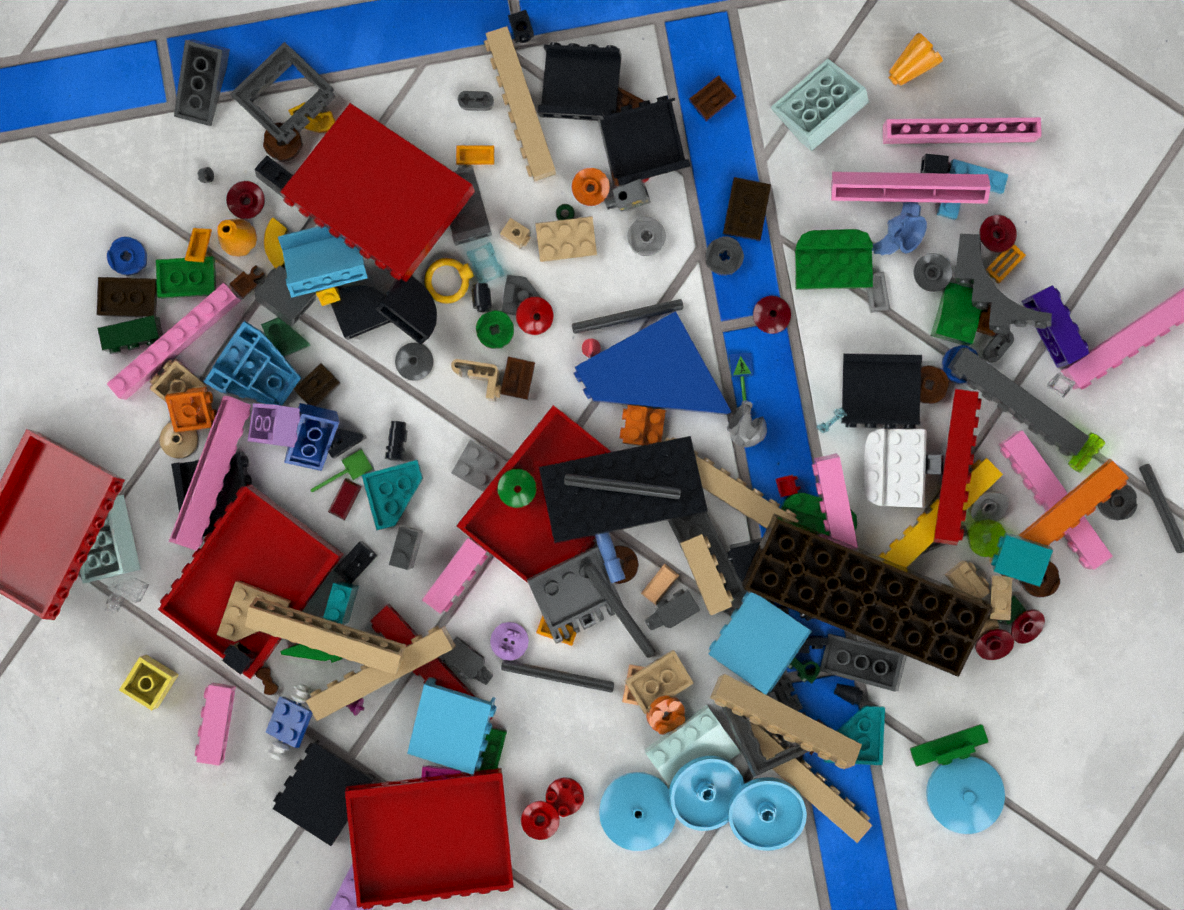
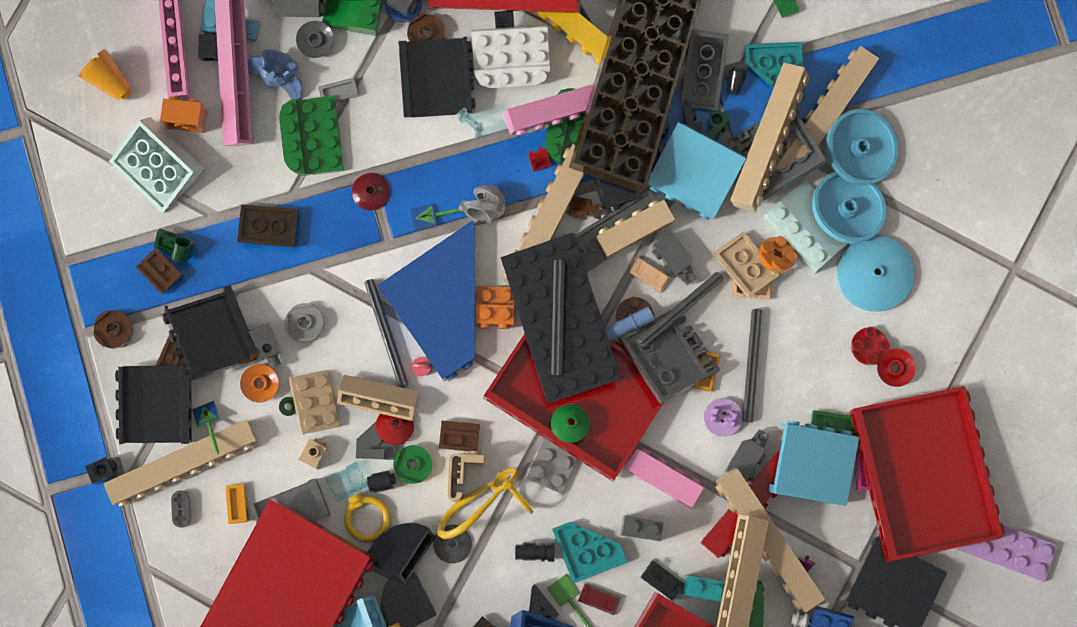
camera: 95 degrees left, 5 degrees down
(461, 420) = (478, 513): none -> yellow animal
(564, 130) = (204, 415): none -> piece
(564, 301) = (377, 397): none -> tan brick
(656, 59) = (102, 329): none -> reddish brown plate
(718, 247) = (311, 234): dark grey plate -> none
(733, 524) = (583, 207): none -> reddish brown plate
(734, 120) = (179, 246): none -> dark green plate
(867, 133) = (183, 115): none -> orange brick

